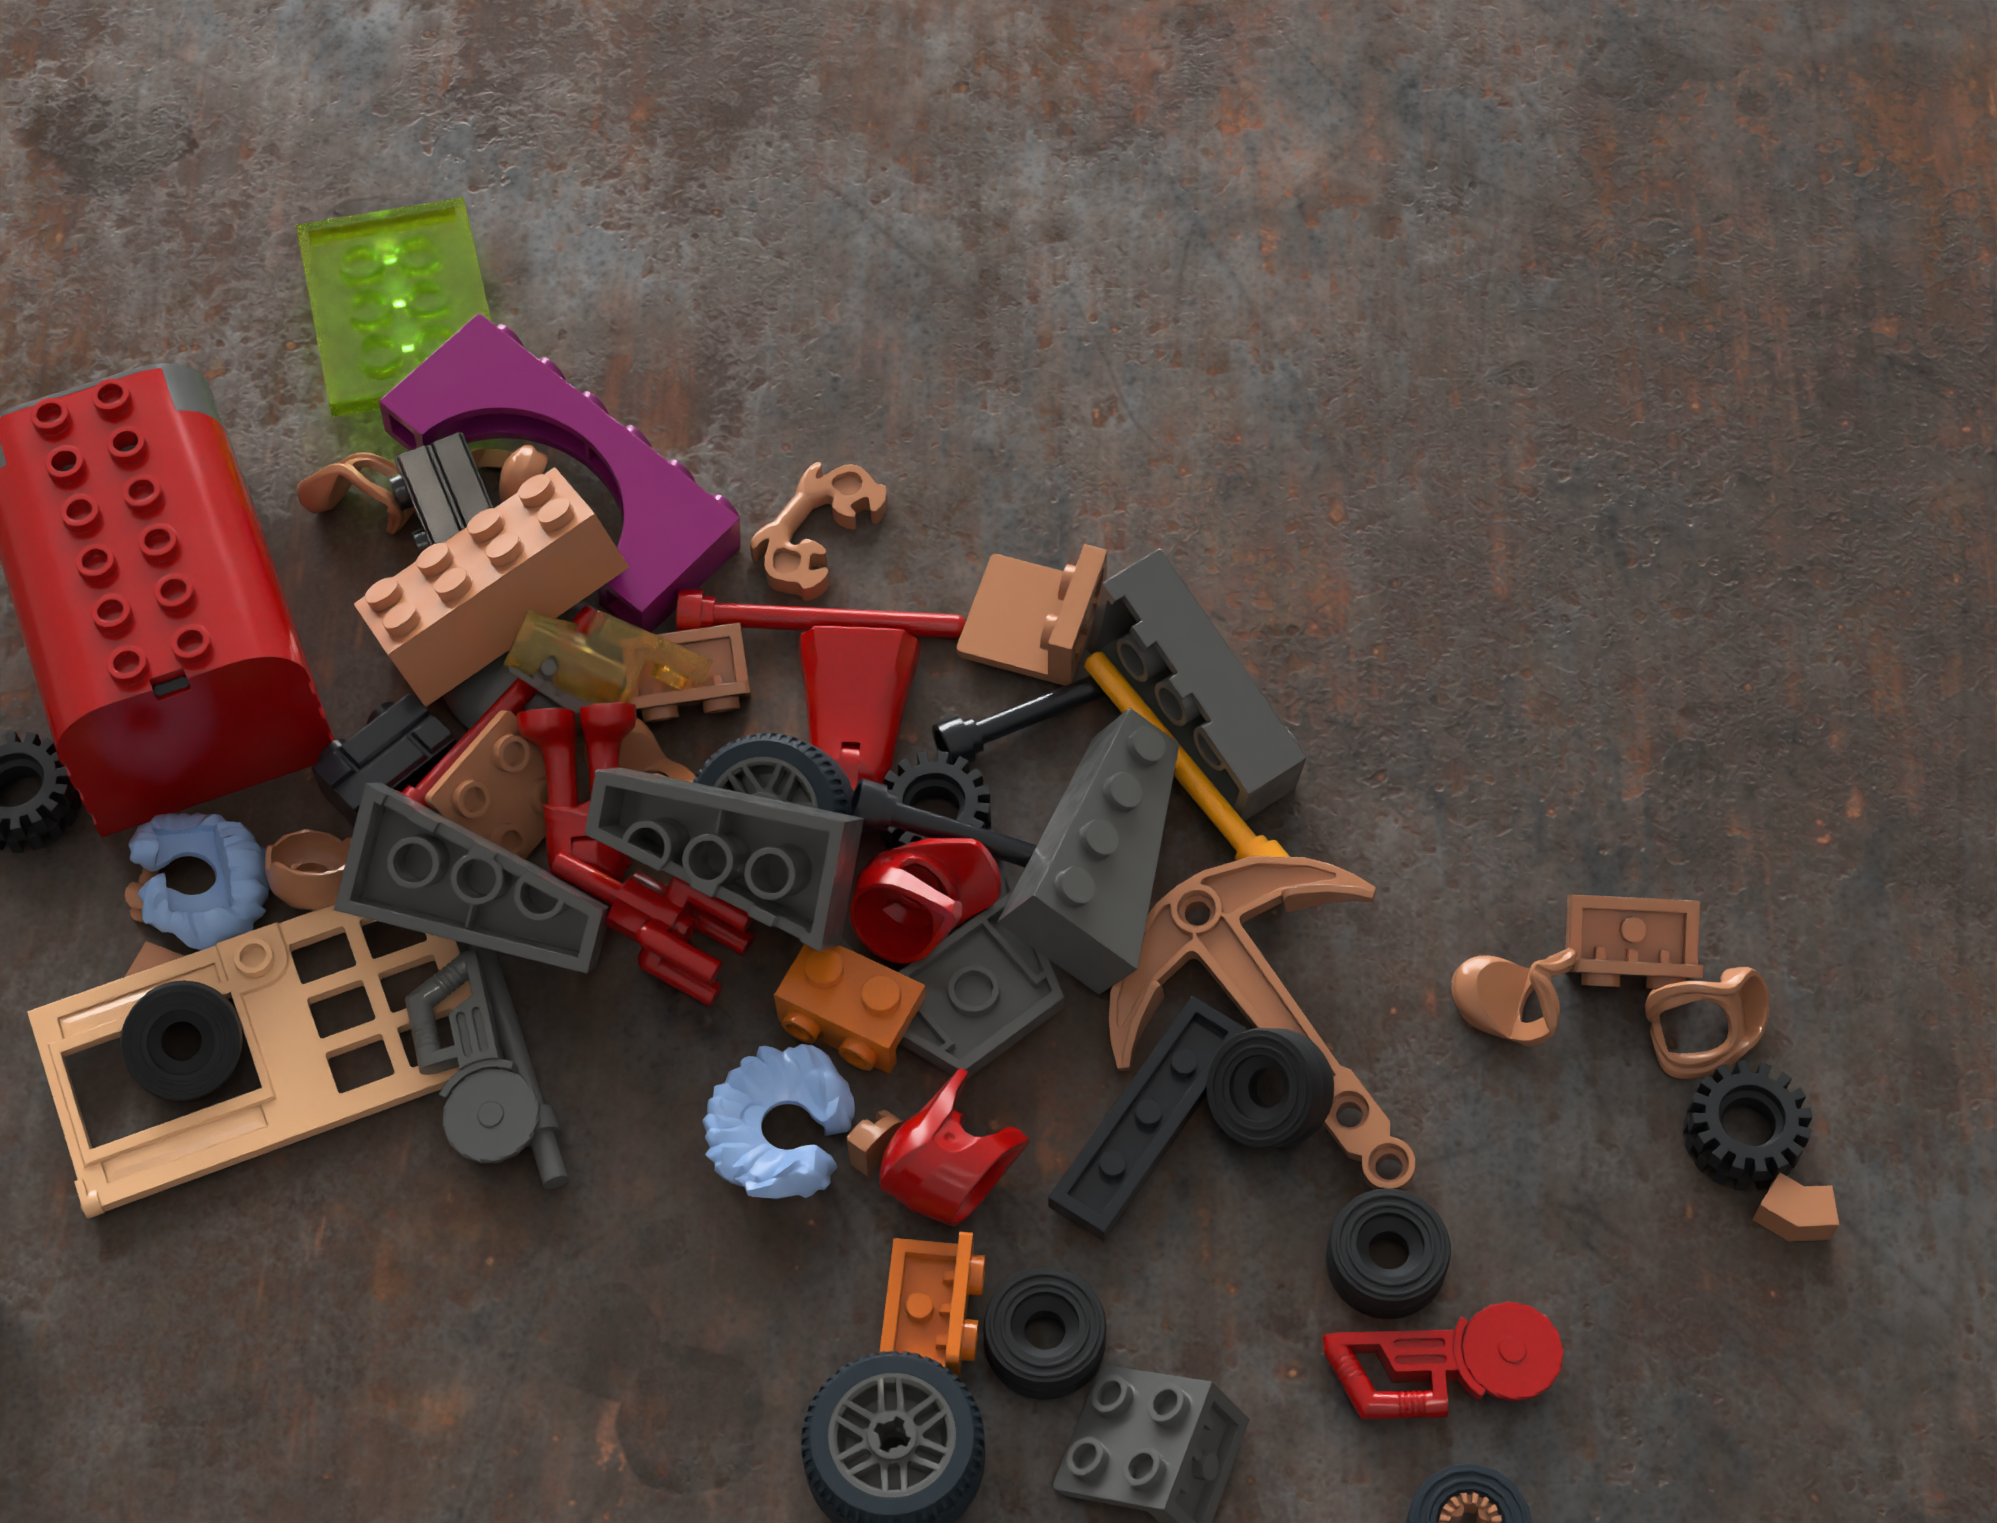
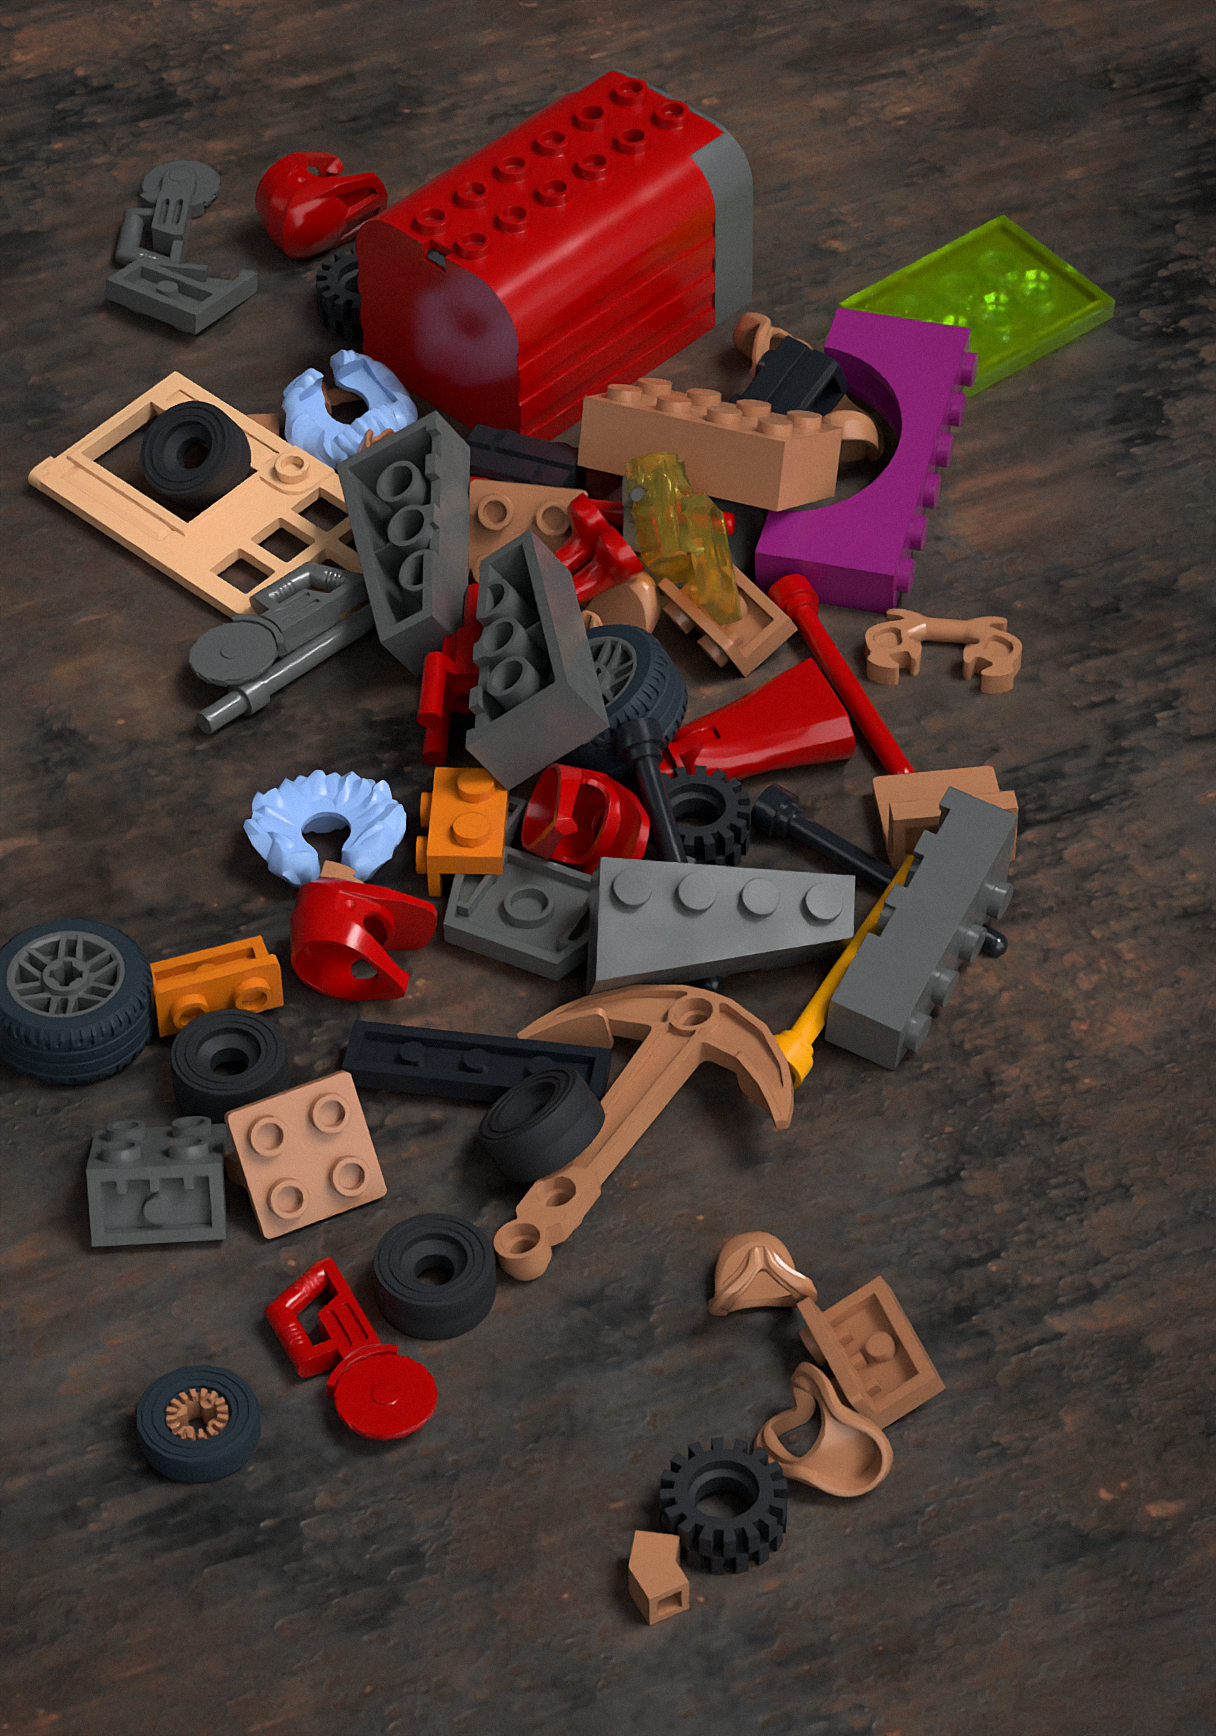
camera: 65 degrees right, 15 degrees down
(1201, 1308) = (303, 1154): none -> nougat bracket

